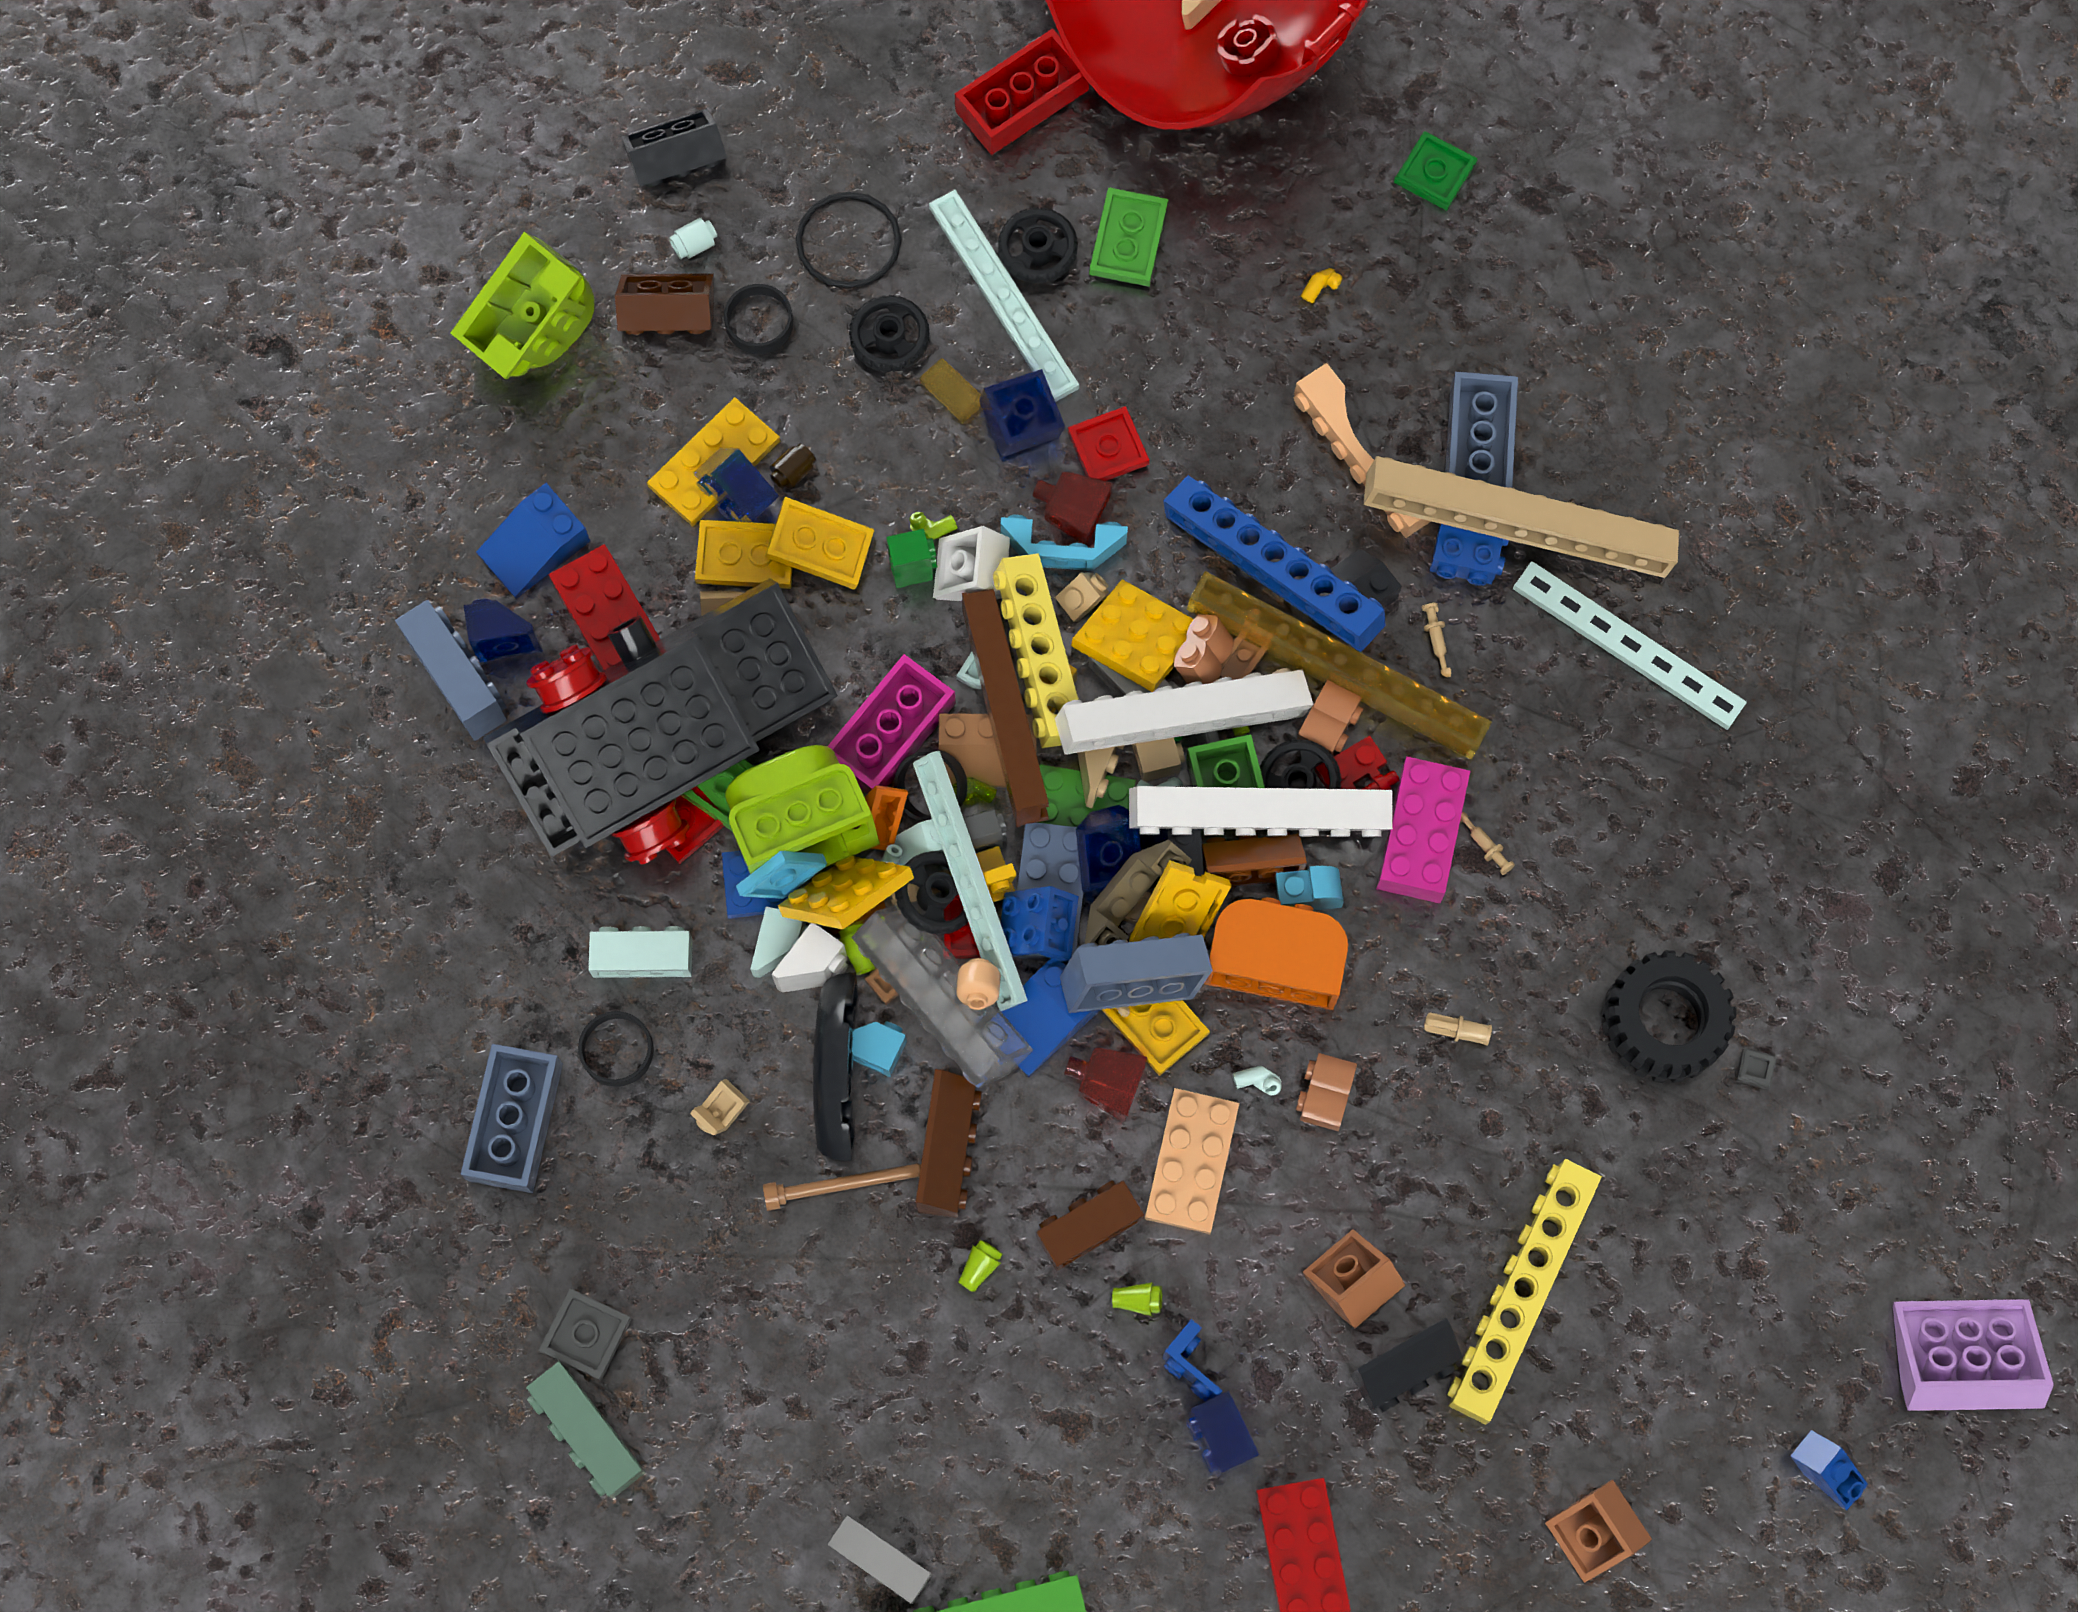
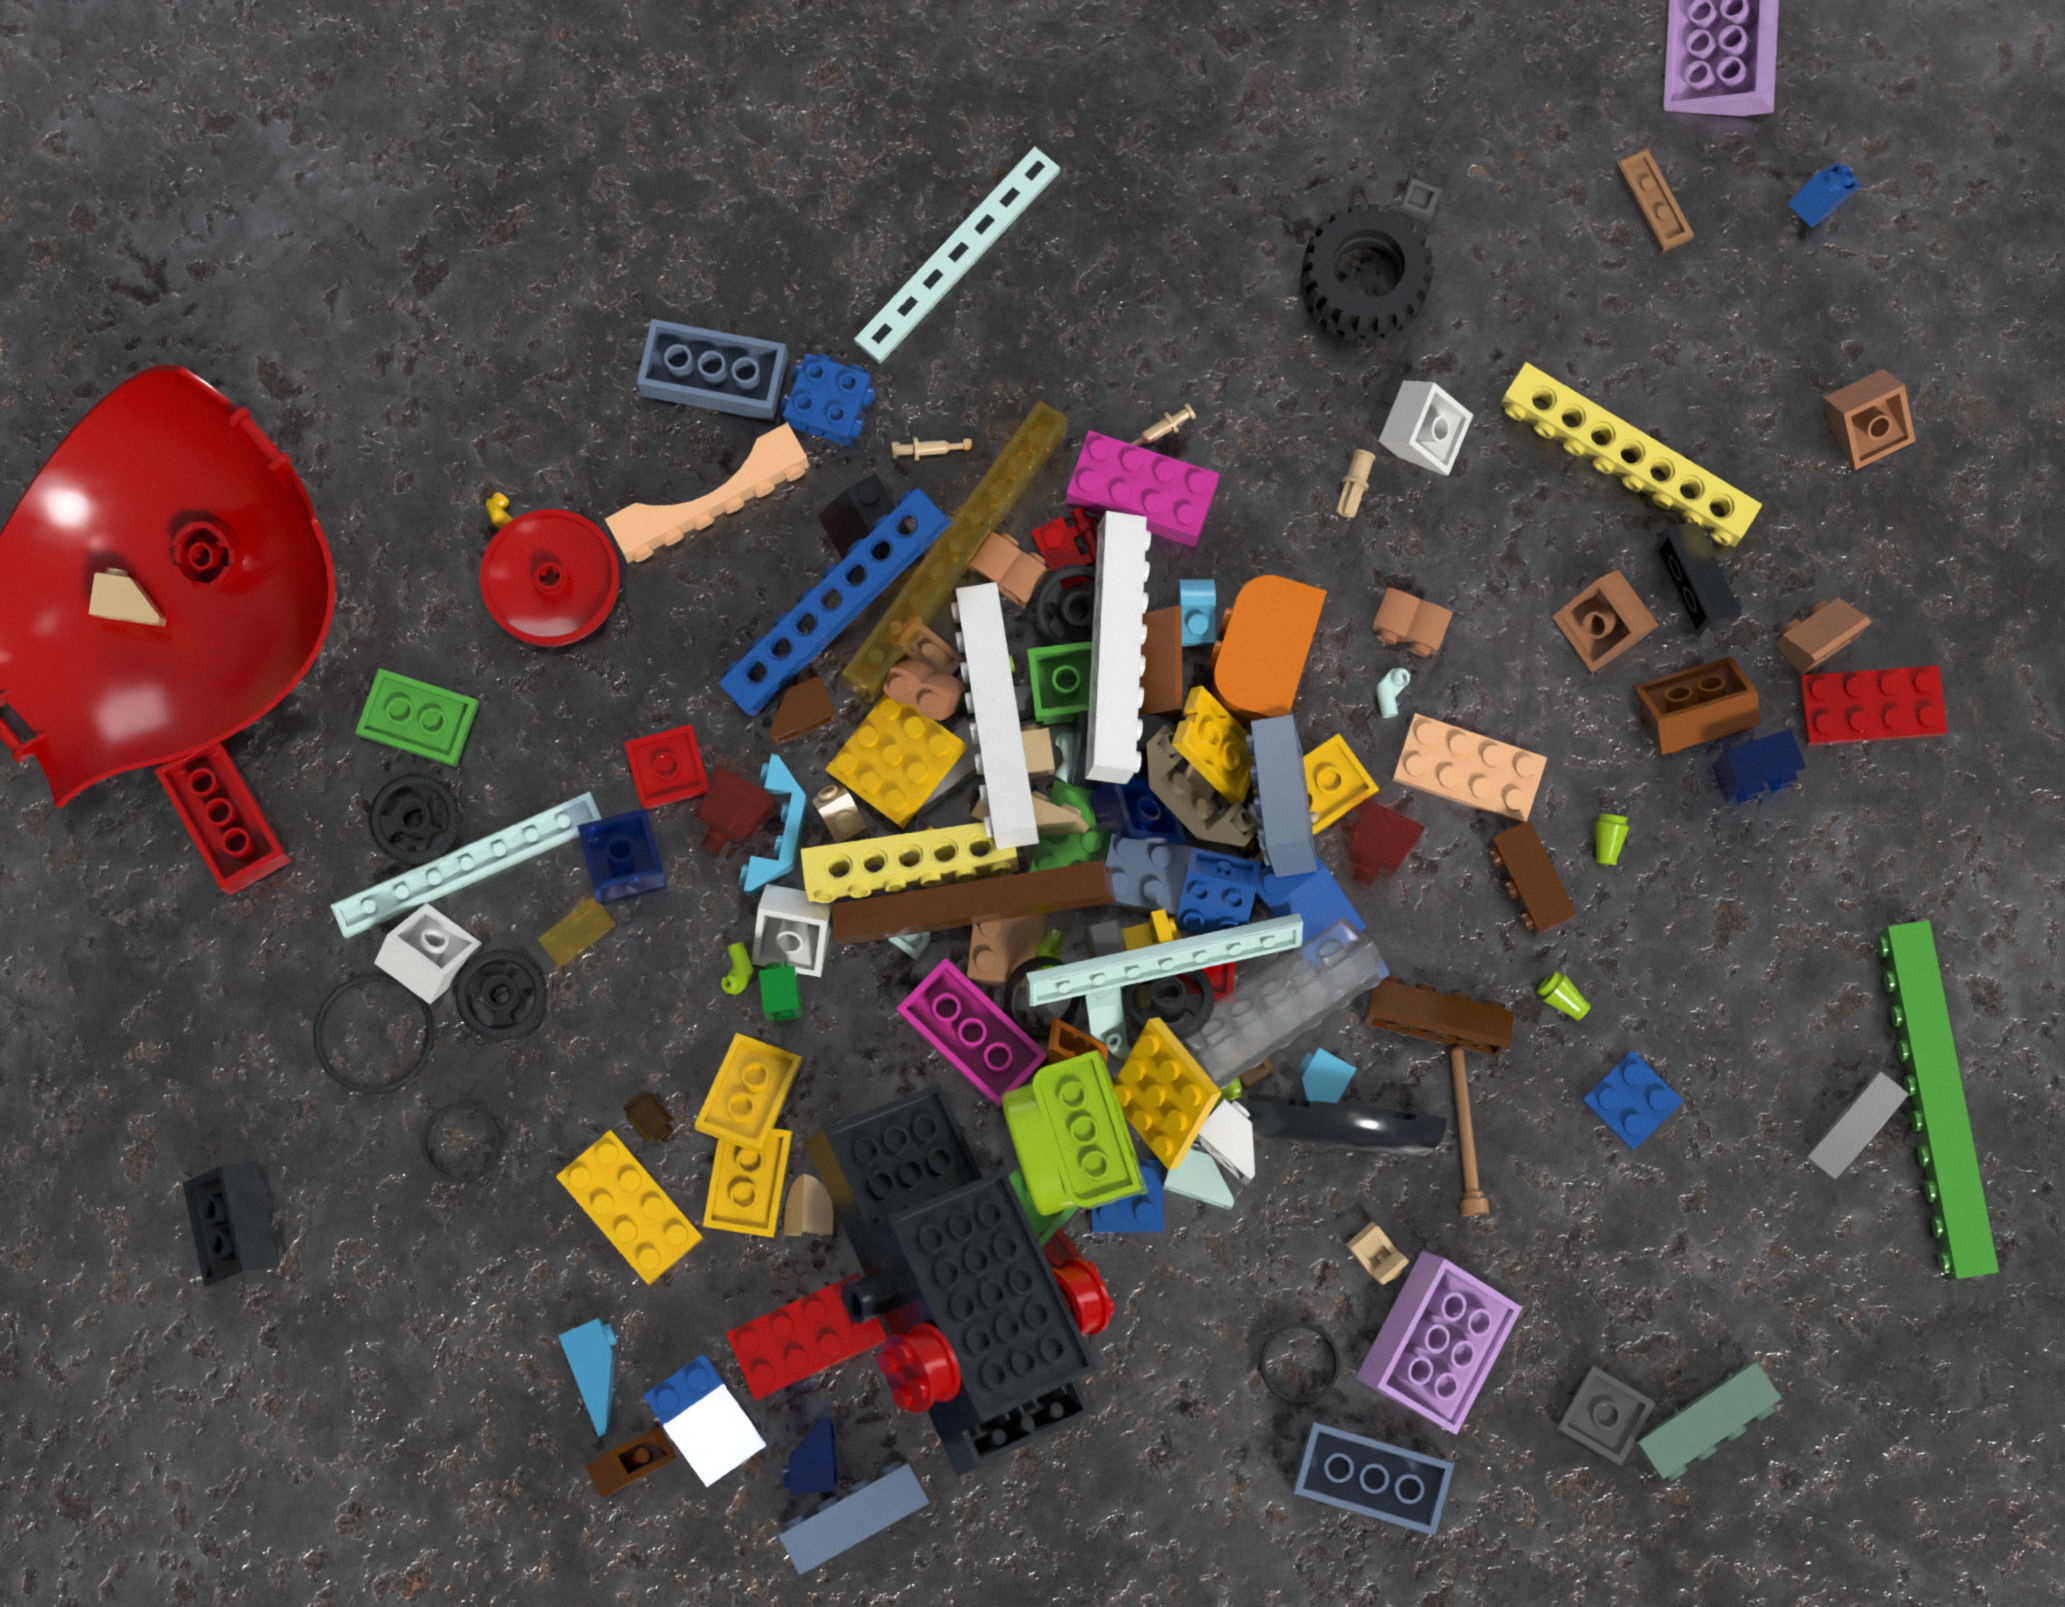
camera: 85 degrees left, 5 degrees up
(491, 484) = (630, 1462): none -> reddish brown slope
(527, 310) = (431, 1404): lime brick -> none
(571, 445) = (593, 1365): none -> dark azure slope
(640, 952) = (1197, 1327): light aqua brick -> none
(642, 1173) = (1439, 1342): none -> lavender slope
(665, 303) = (428, 1246): reddish brown slope -> none
(693, 238) = (352, 1209): light aqua brick -> none
(735, 485) = (674, 1179): clear blue brick -> none
(781, 875) = (1142, 1159): medium azure tile -> none
(886, 1340) = (1632, 1100): none -> blue plate
(921, 269) = (427, 952): none -> white slope
(978, 983) = (1279, 961): light nougat head -> none
(1173, 553) = (802, 710): none -> reddish brown slope
(1178, 1366) = (1665, 794): blue bracket -> none
(1267, 325) = (549, 577): none -> red dish
(1280, 1374) = (1698, 705): none -> dark orange slope
(1366, 1491) = (1821, 634): none -> nougat slope
(1435, 170) = (380, 376): green tile -> none
(1521, 517) = (814, 339): tan brick -> none
(1524, 1090) = (1426, 426): none -> white slope
(1795, 1299) = (1654, 200): none -> medium nougat tile

